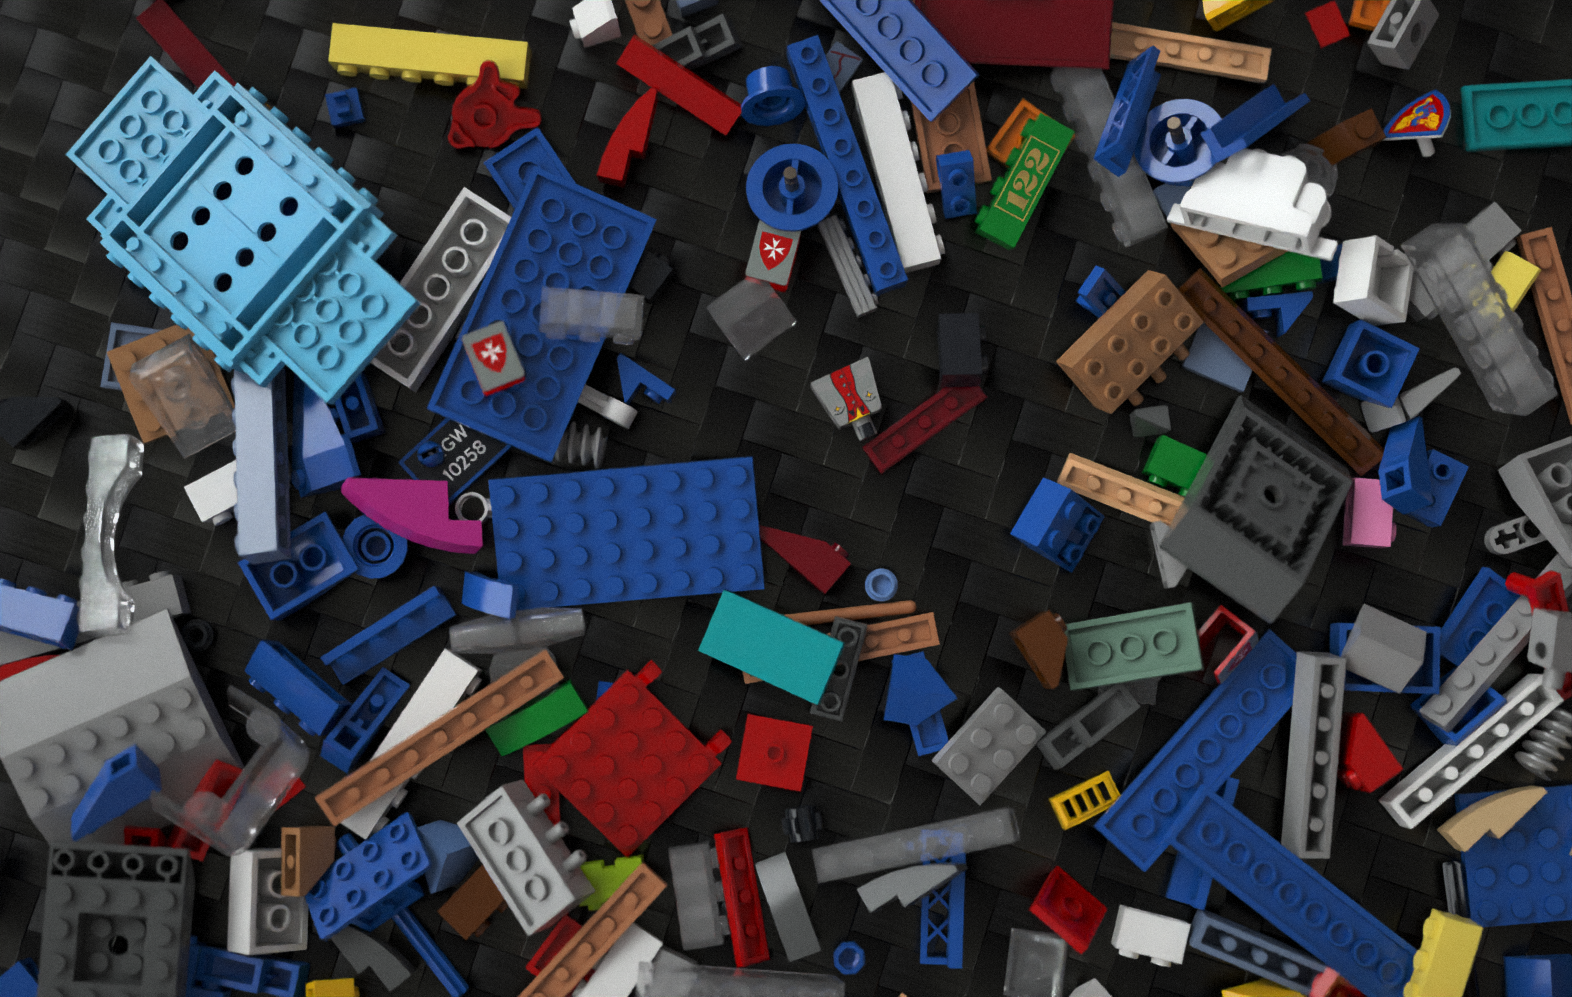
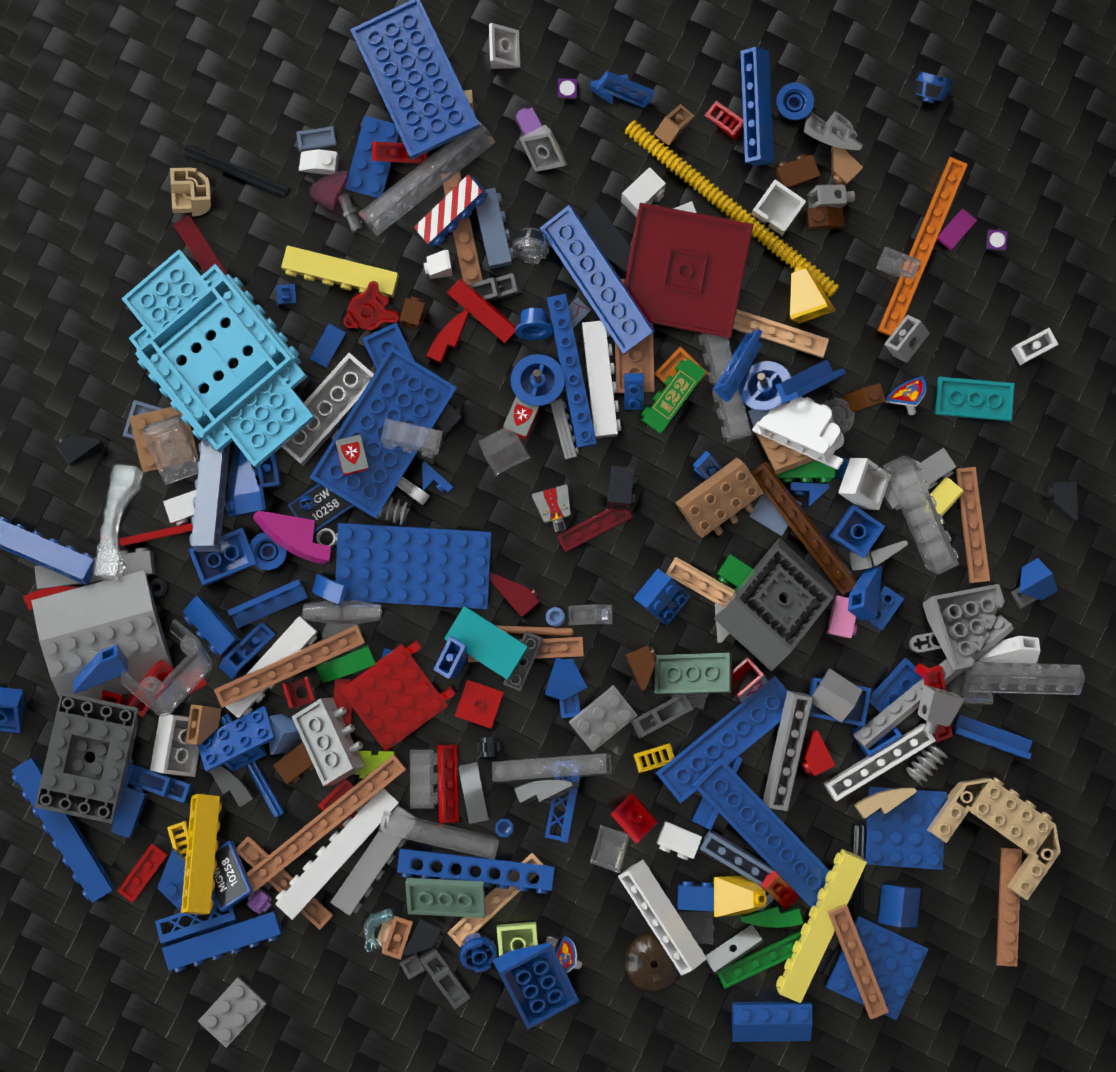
camera: 10 degrees right, 0 degrees up
(178, 546) = (156, 534): none -> red tile
(427, 182) = (328, 345): none -> blue slope
(450, 783) = (291, 689): none -> red piece
(563, 107) = (413, 313): none -> reddish brown brick
(717, 682) = (452, 658): none -> blue slope
(940, 572) = (590, 614): none -> clear slope
(1150, 421) = (725, 545): dark grey slope -> none
(1327, 24) = (865, 328): red sticker -> none

